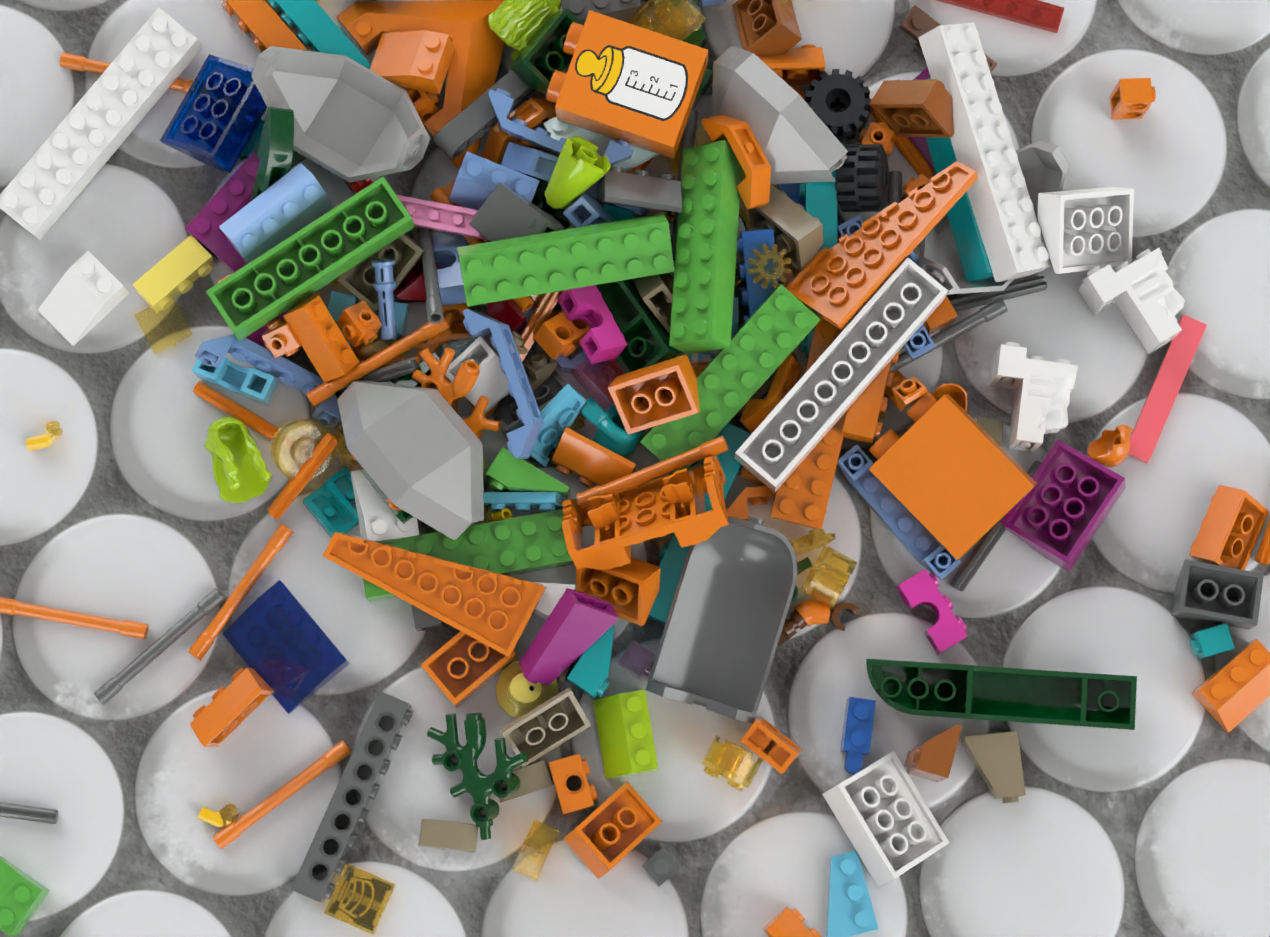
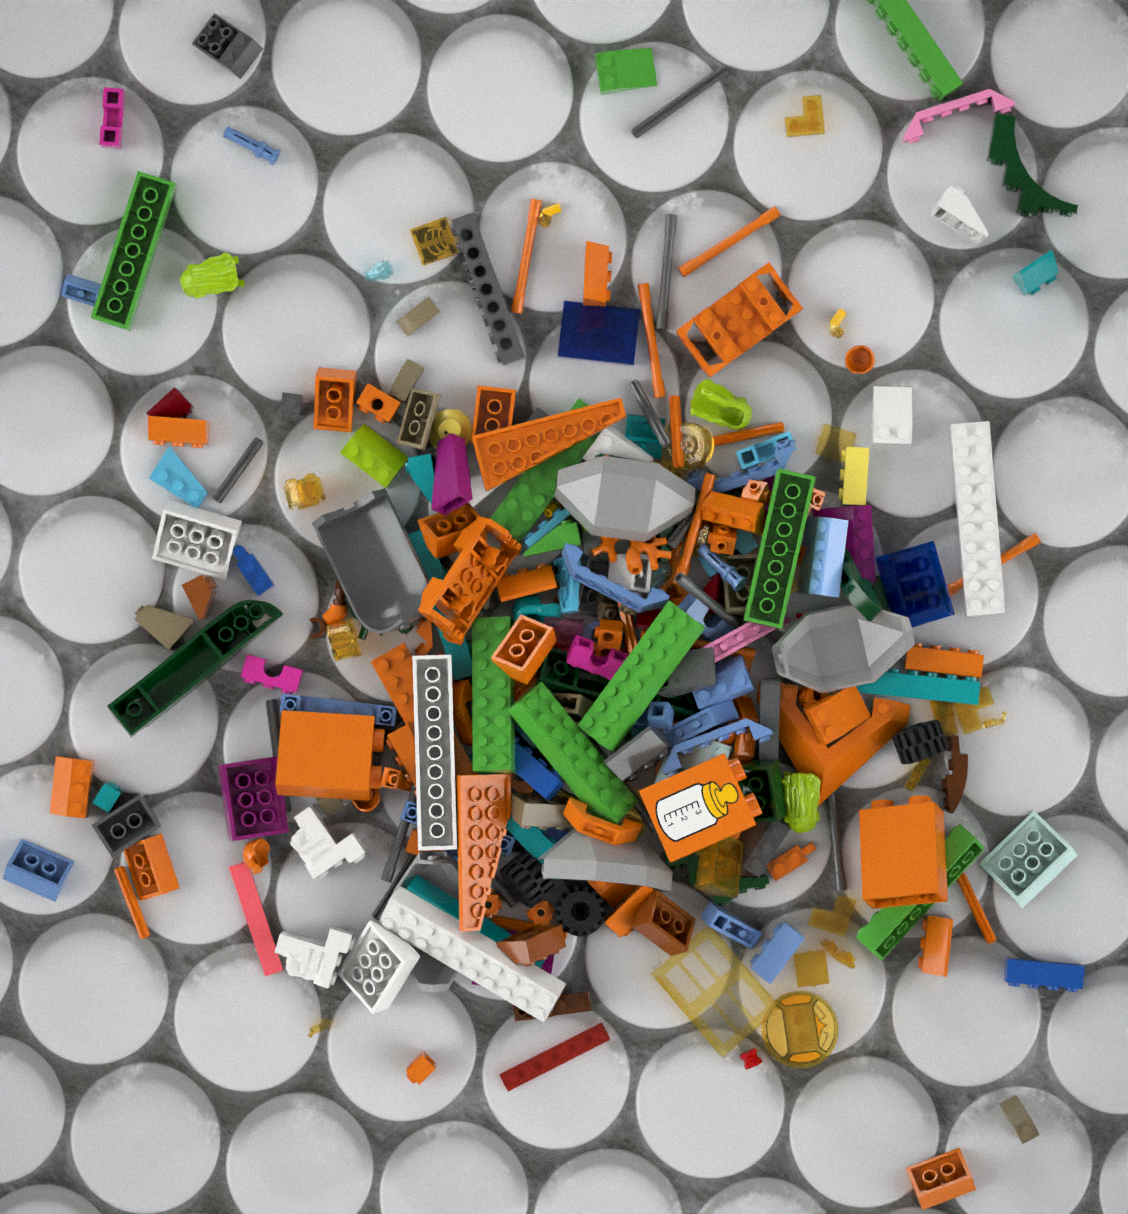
camera: 145 degrees right, 10 degrees up
(57, 380) = (860, 359): none -> orange hair
(132, 526) = (739, 319): none -> orange piece
(311, 518) = (650, 413): none -> dark grey axle
(444, 919) = (380, 271): none -> clear light blue cone
(478, 785) = (426, 356): dark green plant -> none
(535, 849) = (365, 352): clear yellow slope -> none
(575, 172) = (681, 731): lime cone -> none
(637, 660) = (404, 500): clear purple brick -> none
(705, 450) = (469, 641): orange piece -> none
(761, 261) = (531, 768): clear yellow gear -> none
(771, 745) = (291, 521): orange brick -> none
(778, 851) = (238, 469): none -> dark grey axle
(815, 539) = (369, 648): clear yellow slope -> none
(1196, 230) = (320, 1027): none -> clear yellow piece

